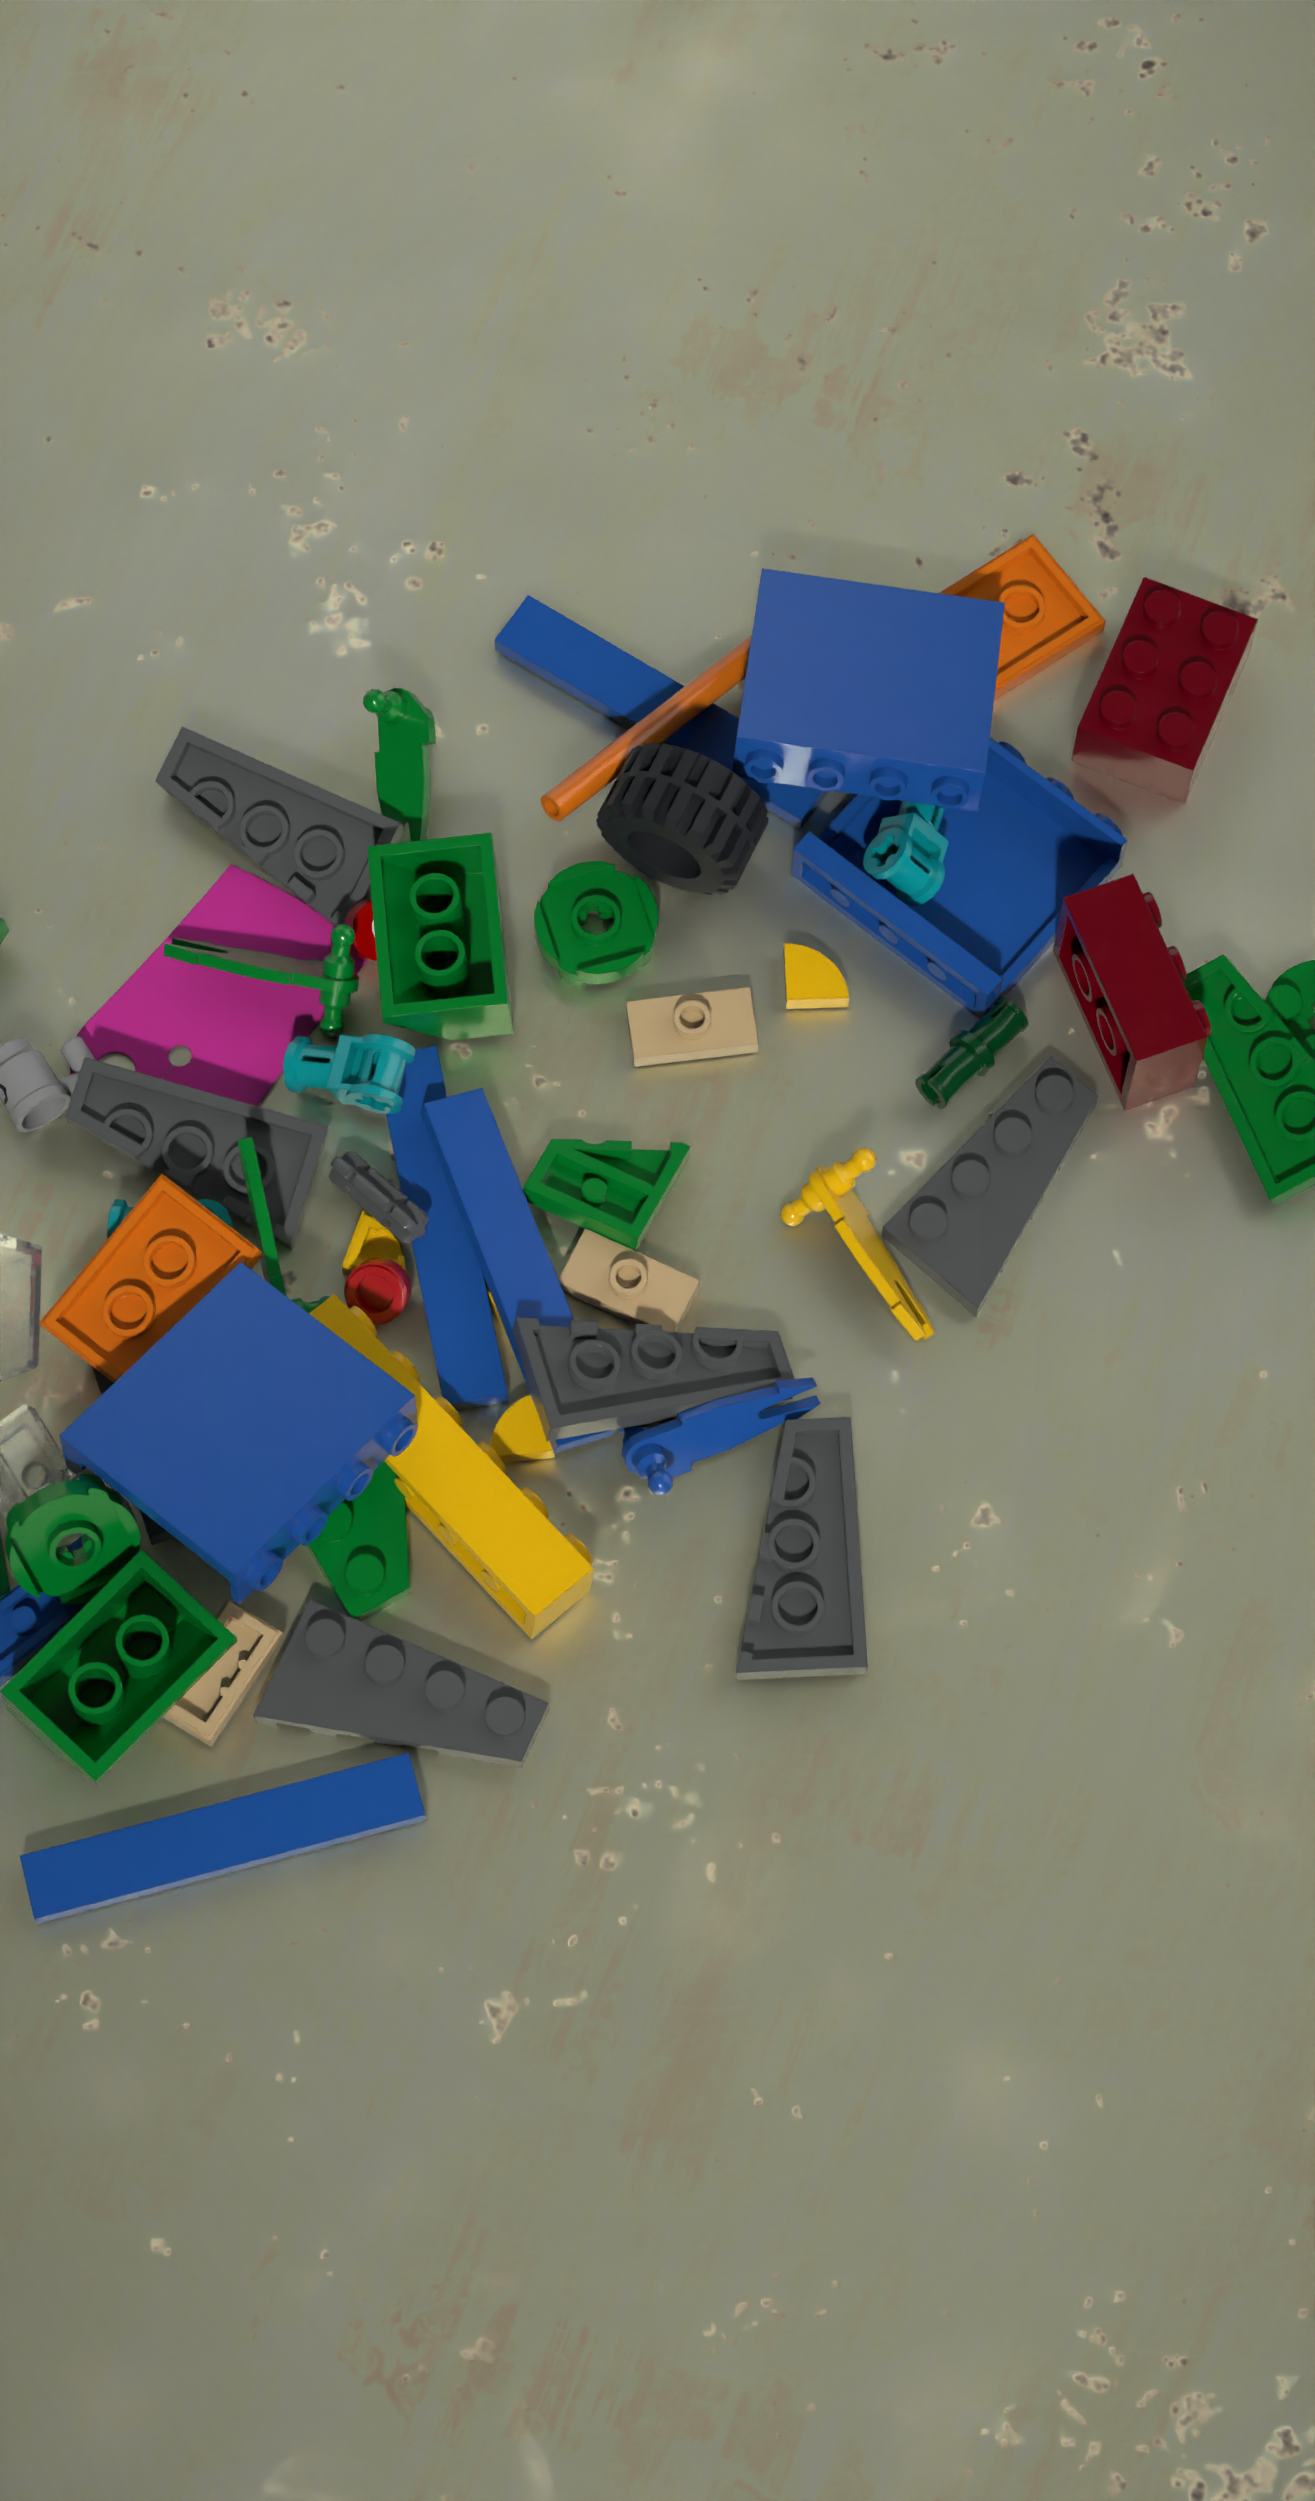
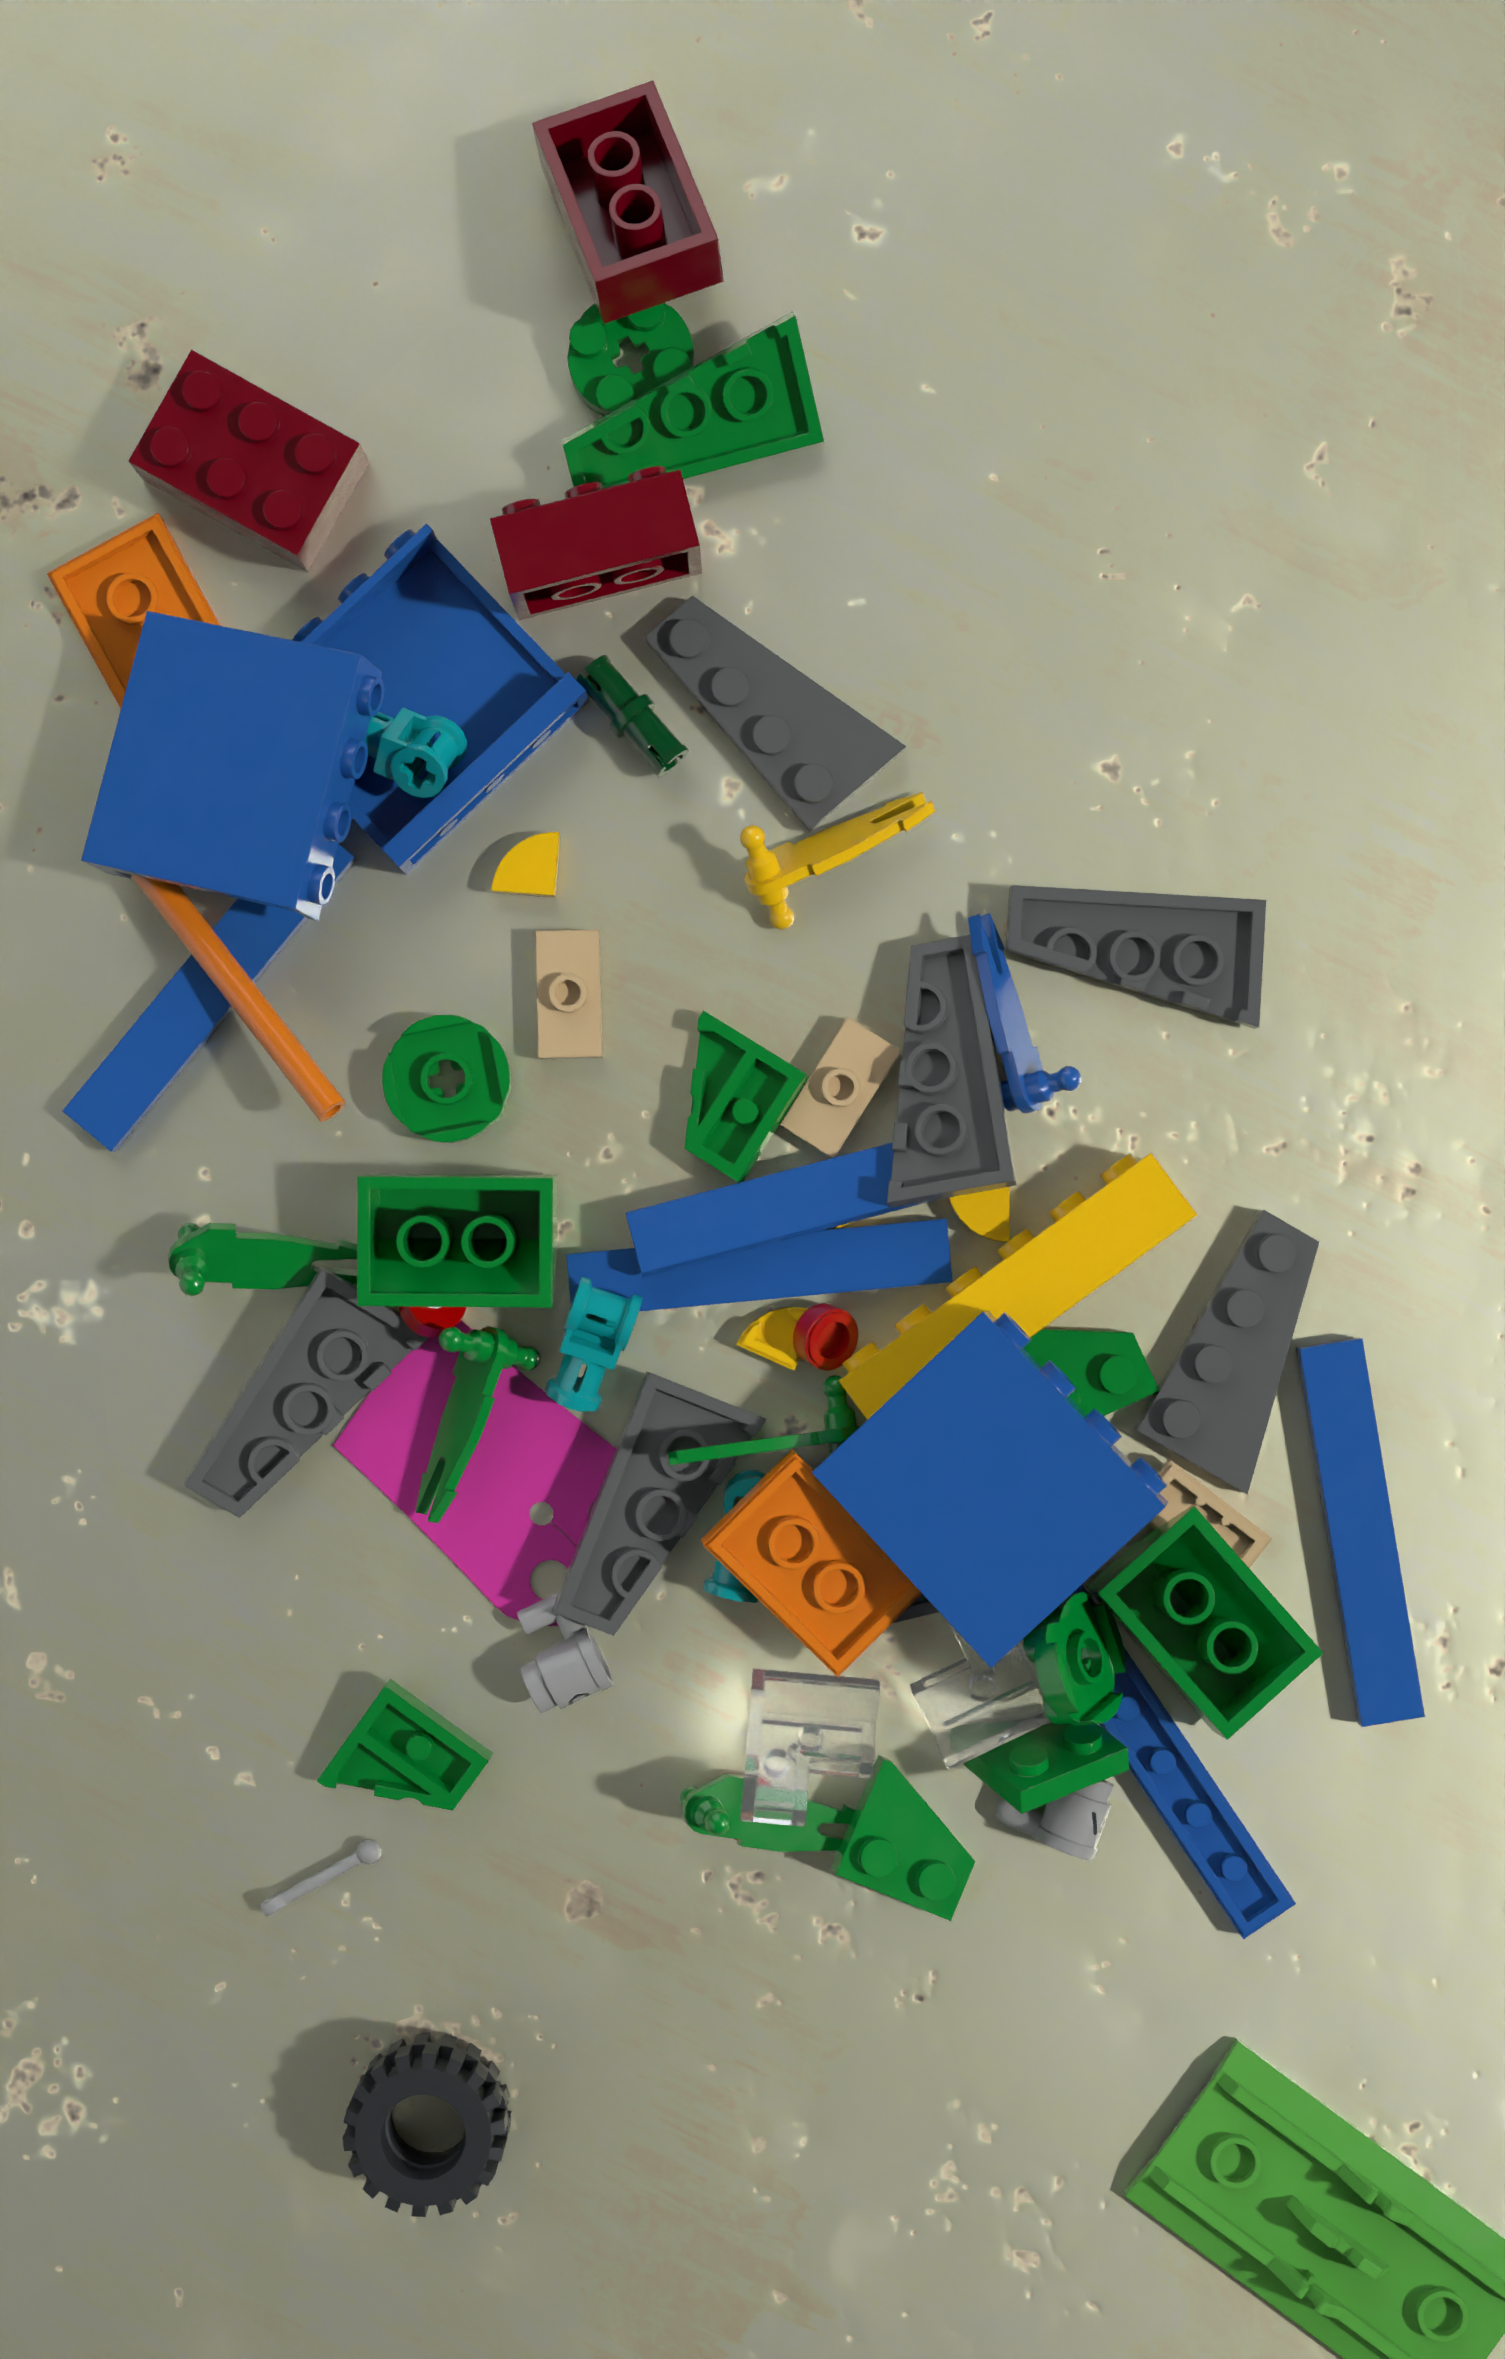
camera: 85 degrees left, 20 degrees up
(378, 1197) = (728, 1327): dark grey axle -> none
(682, 818) = (358, 976): black tyre -> none

